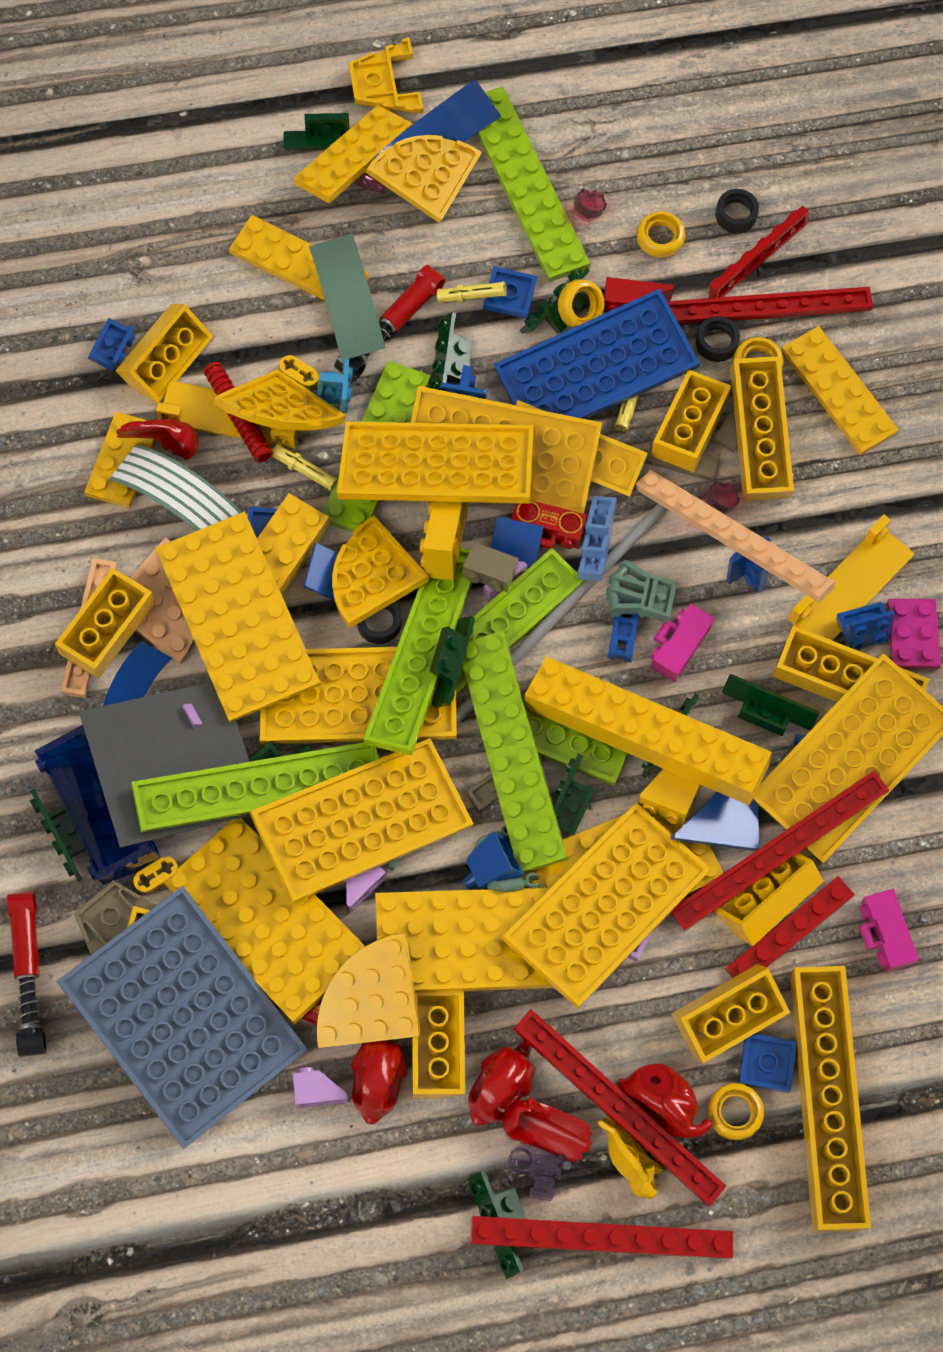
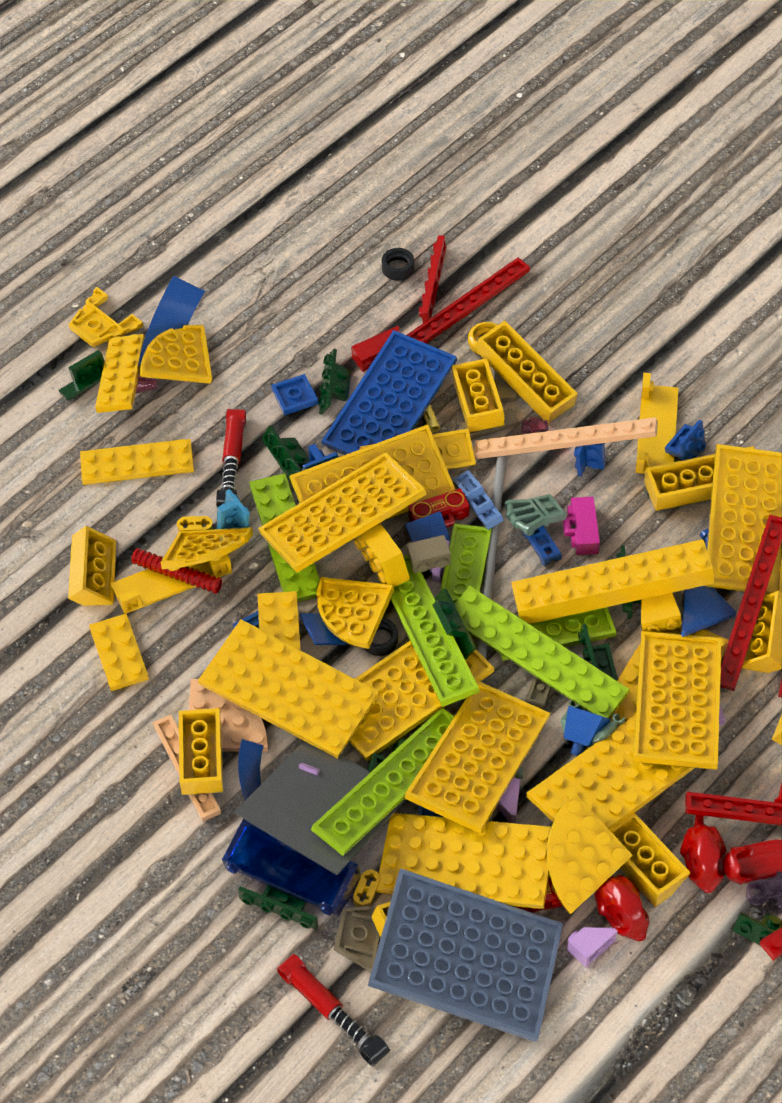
camera: 30 degrees left, 15 degrees down
(111, 344) = (51, 585): blue bracket -> none
(171, 433) = (144, 612): red hair -> none
(174, 487) = (172, 639): white sticker -> none
(304, 467) = (249, 578): light yellow pin -> none
(347, 296) = (191, 458): sand green sticker -> none
(464, 293) = (264, 412): light yellow pin -> none
(531, 192) = (260, 333): lime plate -> none
(566, 298) = (340, 373): yellow wheel -> none
(589, 205) = (302, 314): clear pink hair -> none
(660, 250) = (359, 315): yellow wheel -> none
(726, 326) = (455, 332): black tyre -> none
(767, 707) = (670, 527): dark green bracket -> none
(839, 390) = (552, 326): yellow plate -> none
(914, 634) = (719, 429): dark pink plate -> none

